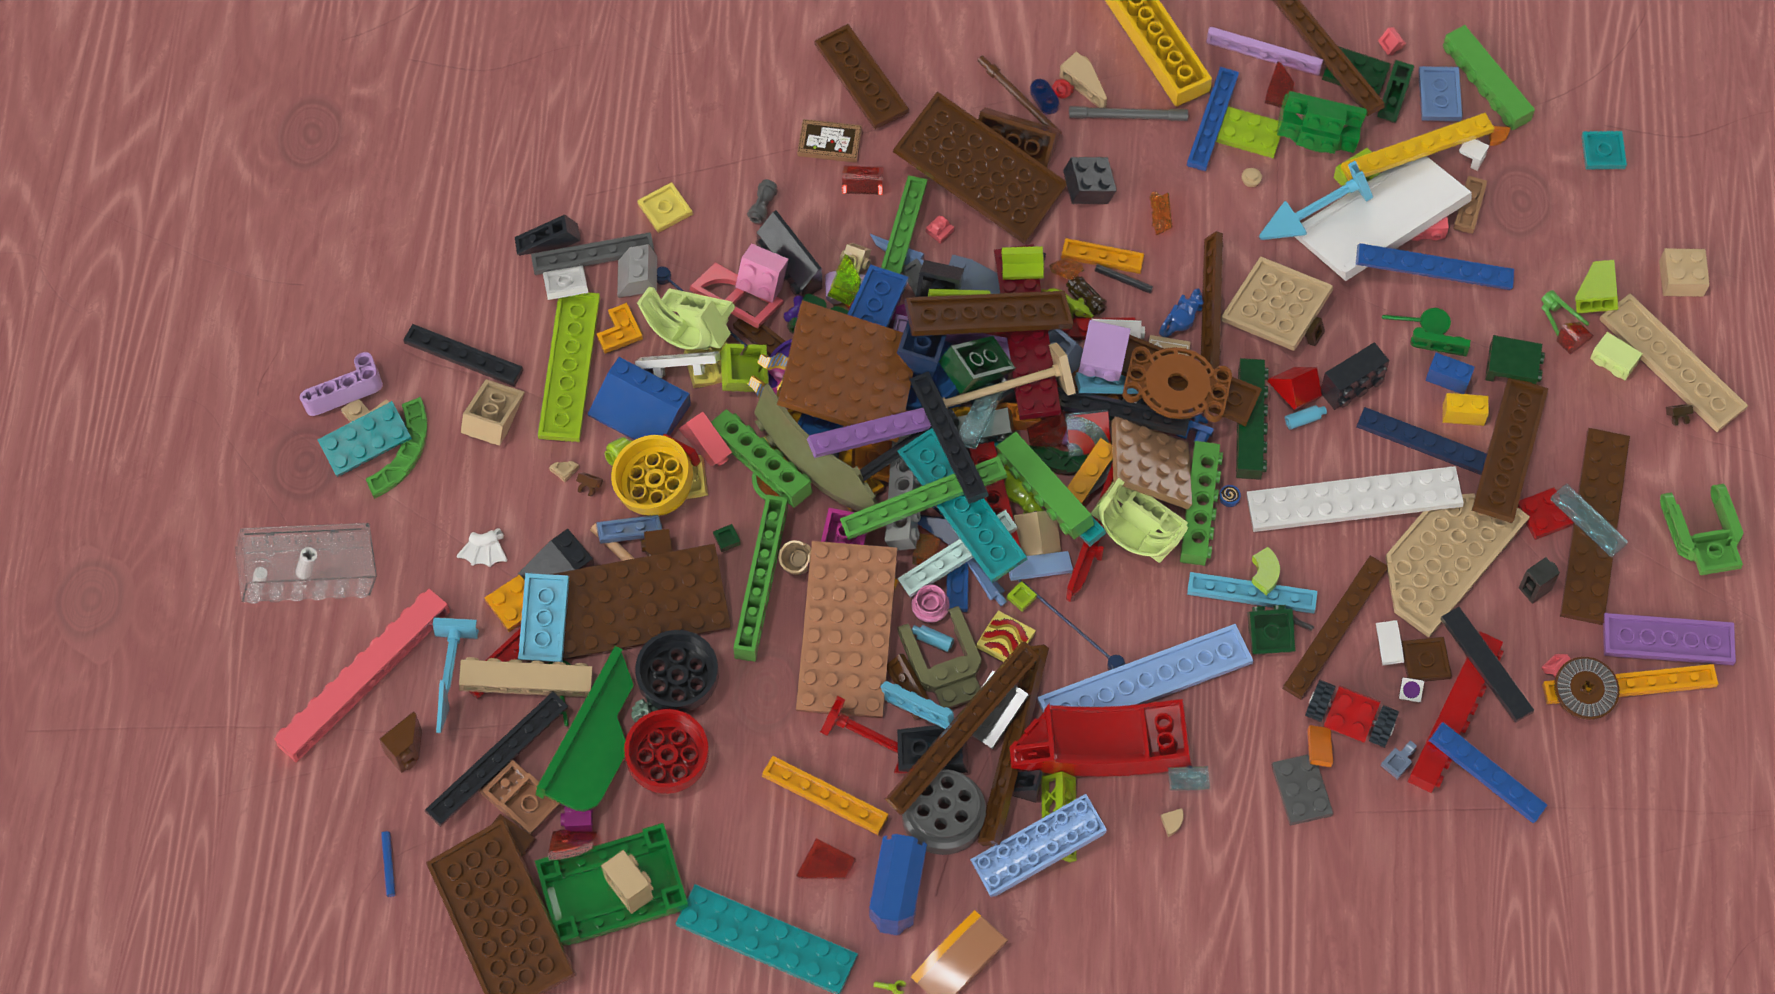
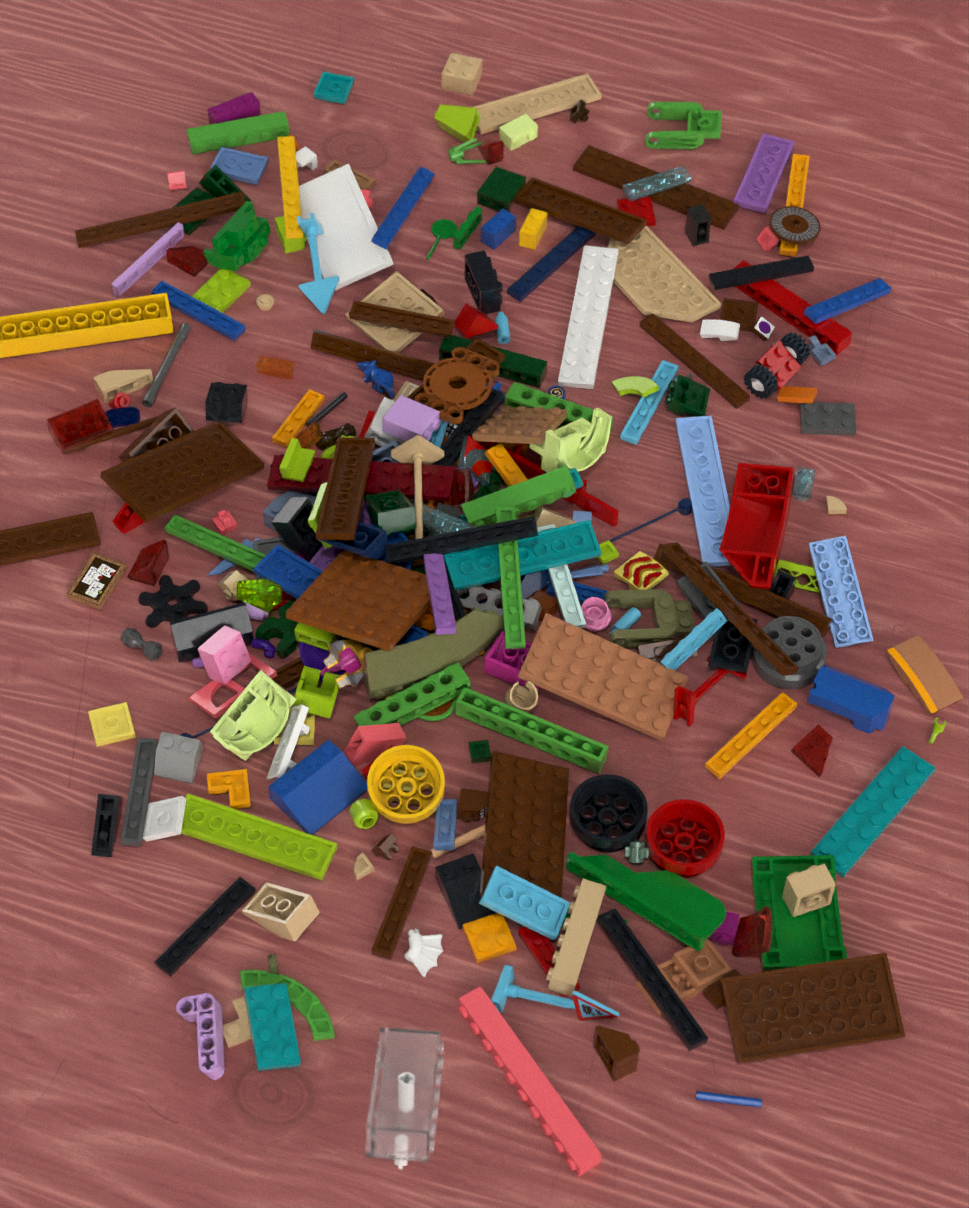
camera: 75 degrees left, 10 degrees down
(435, 422) = (272, 959): none -> olive tile
(530, 513) = (401, 903): none -> reddish brown plate
(825, 226) = (168, 592): none -> black plate
(1009, 60) = (79, 425): none -> clear red slope
(1264, 309) = (402, 319): none -> reddish brown plate
(1518, 63) = (235, 109): none -> magenta brick

